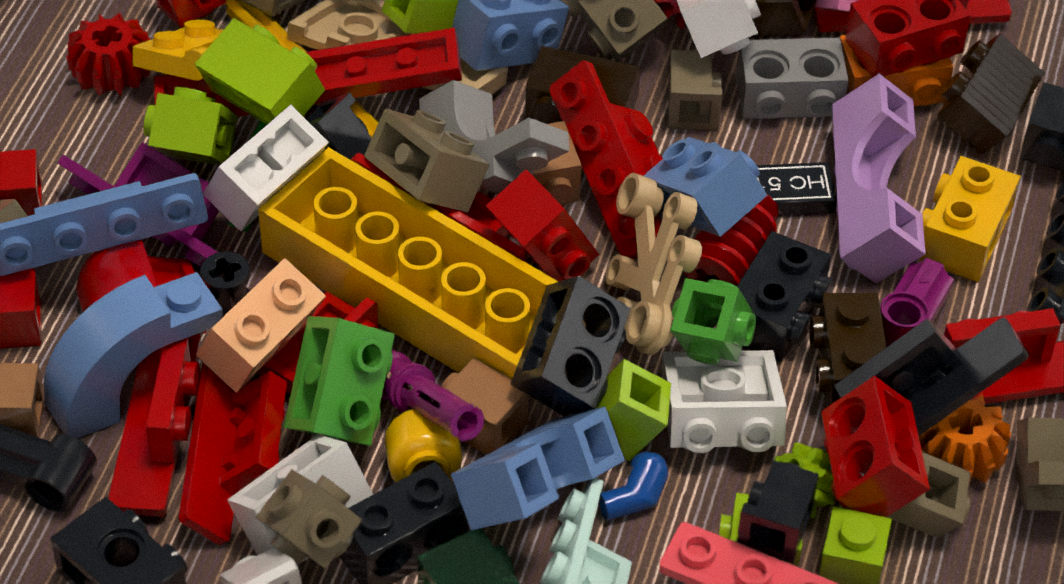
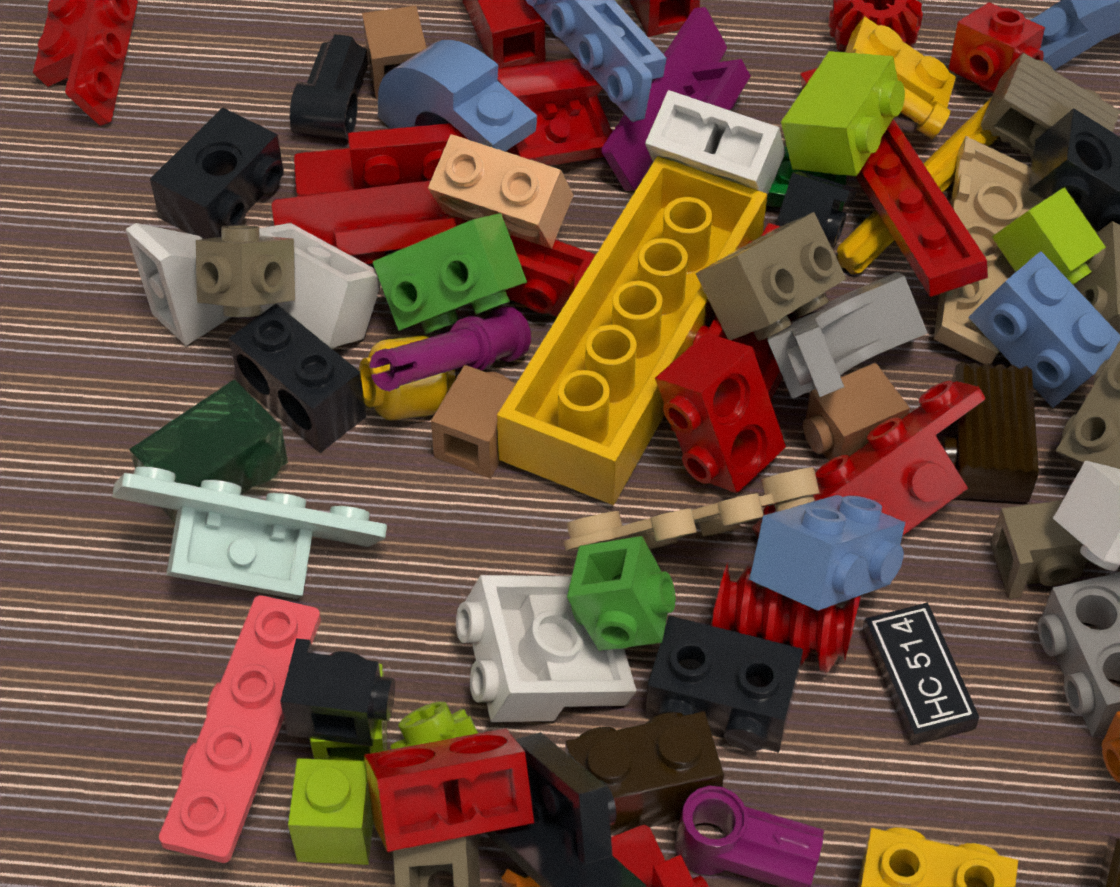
camera: 80 degrees right, 5 degrees up
(190, 126) = (754, 75): lime brick -> none
(235, 273) = (585, 168): black bush -> none
(529, 470) = (333, 432): medium blue arch -> none
(562, 342) = (527, 444): black brick -> none
(636, 406) = (488, 542): lime brick -> none
(642, 488) = (409, 591): blue arm -> none
(875, 225) = (1019, 753): lavender arch -> none

